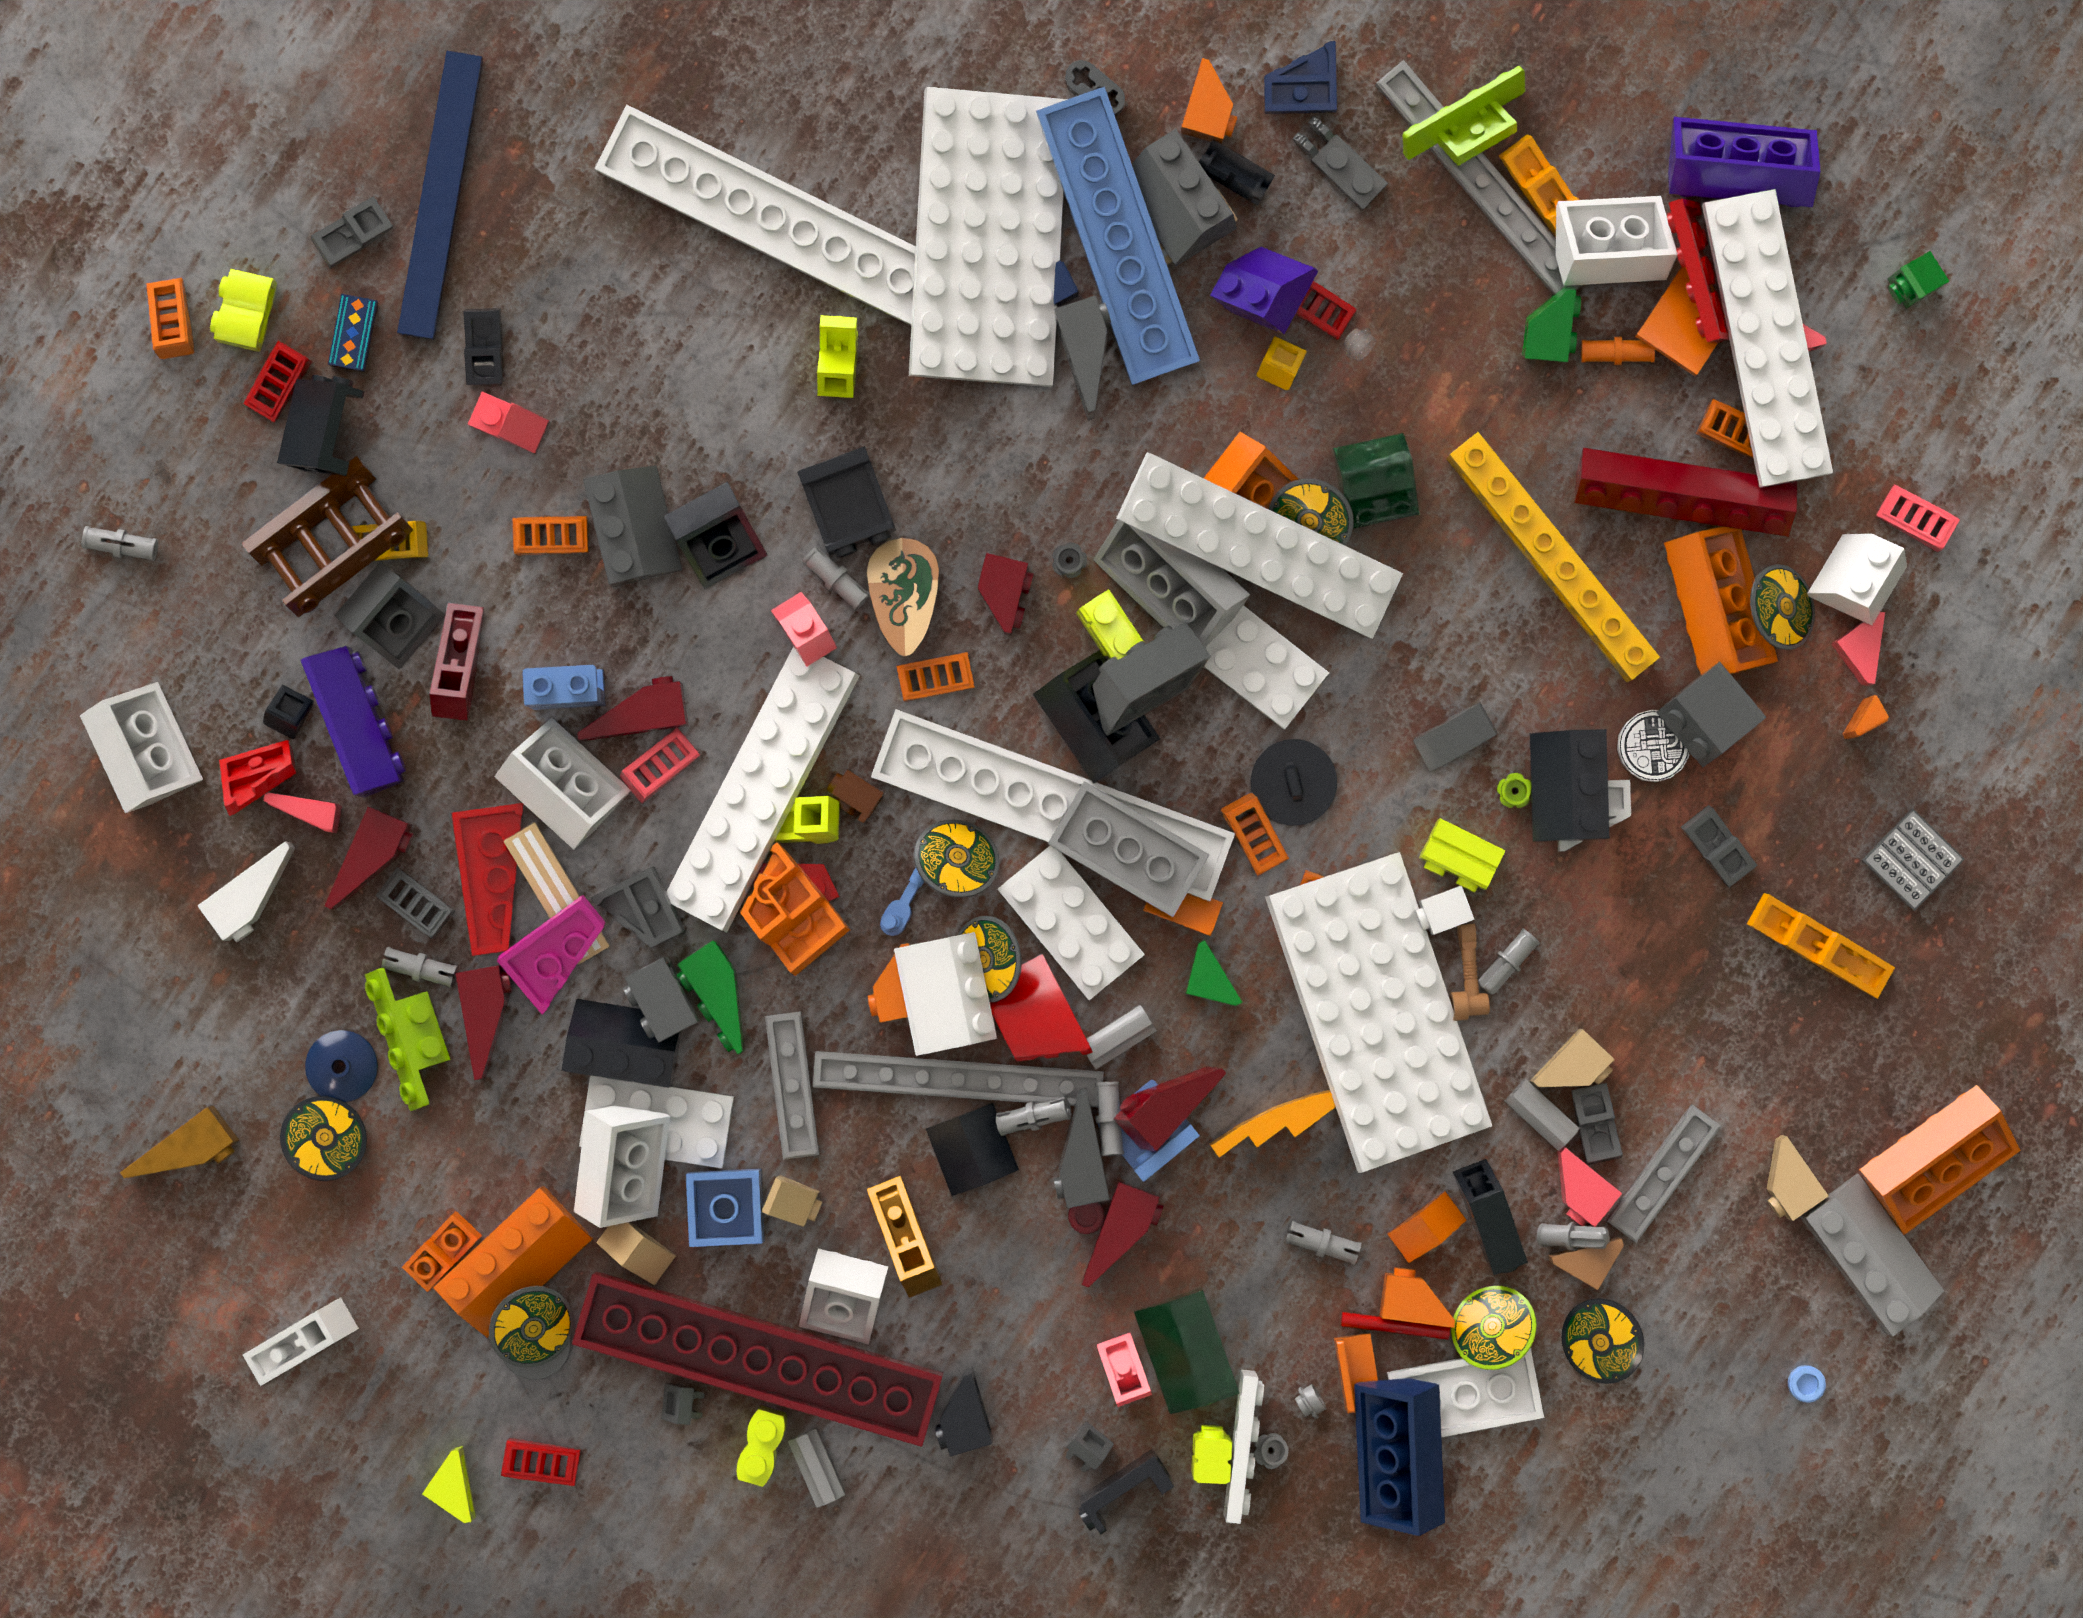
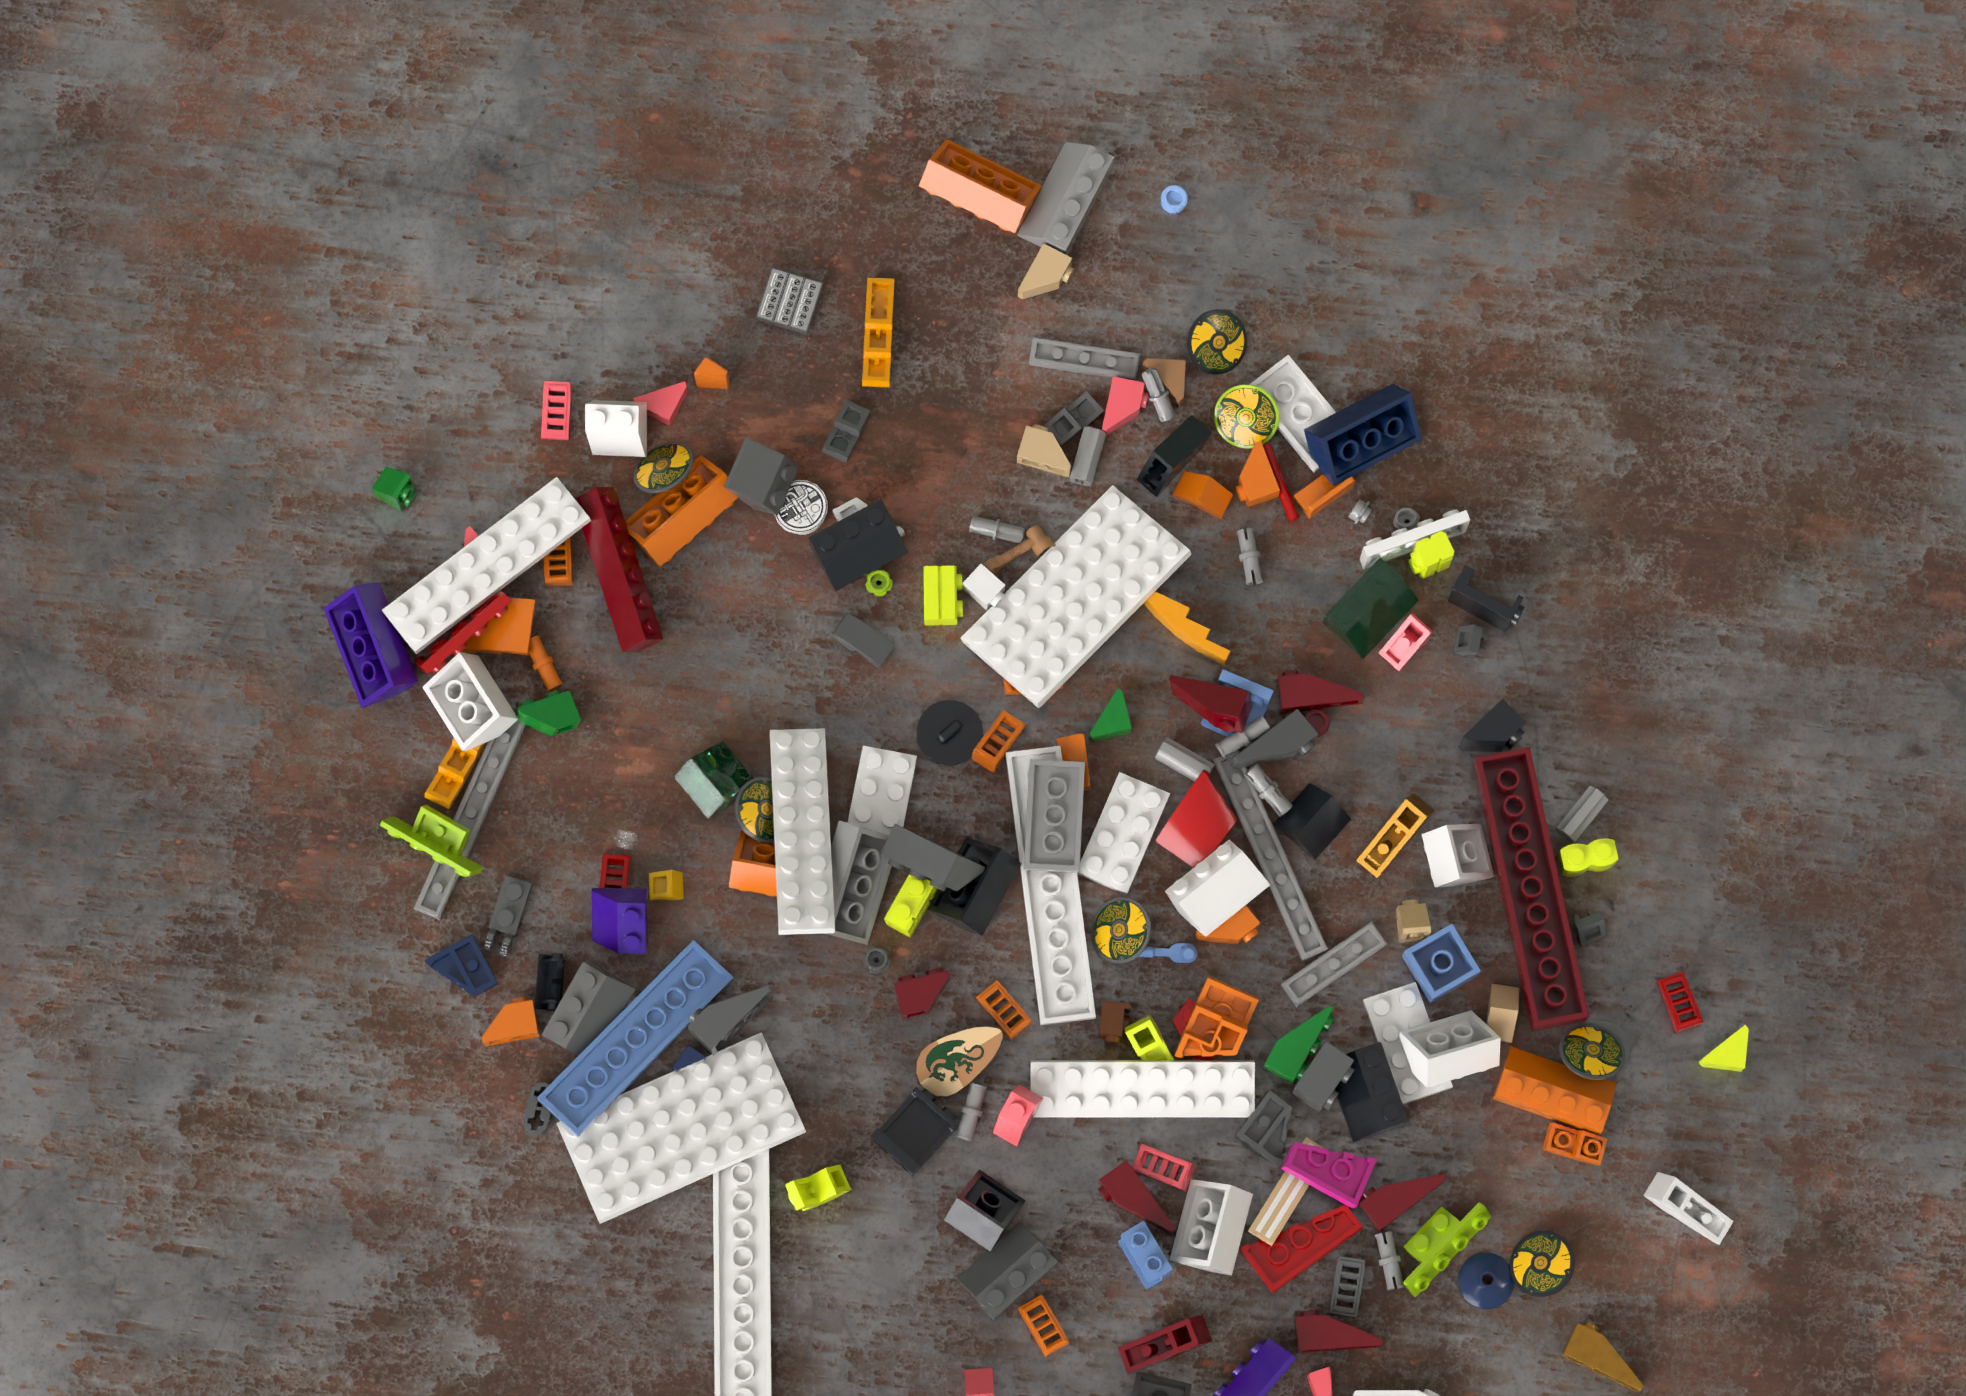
camera: 120 degrees left, 10 degrees down
(998, 954) = (1171, 866): shield -> none
(1552, 557) = (707, 635): yellow brick -> none

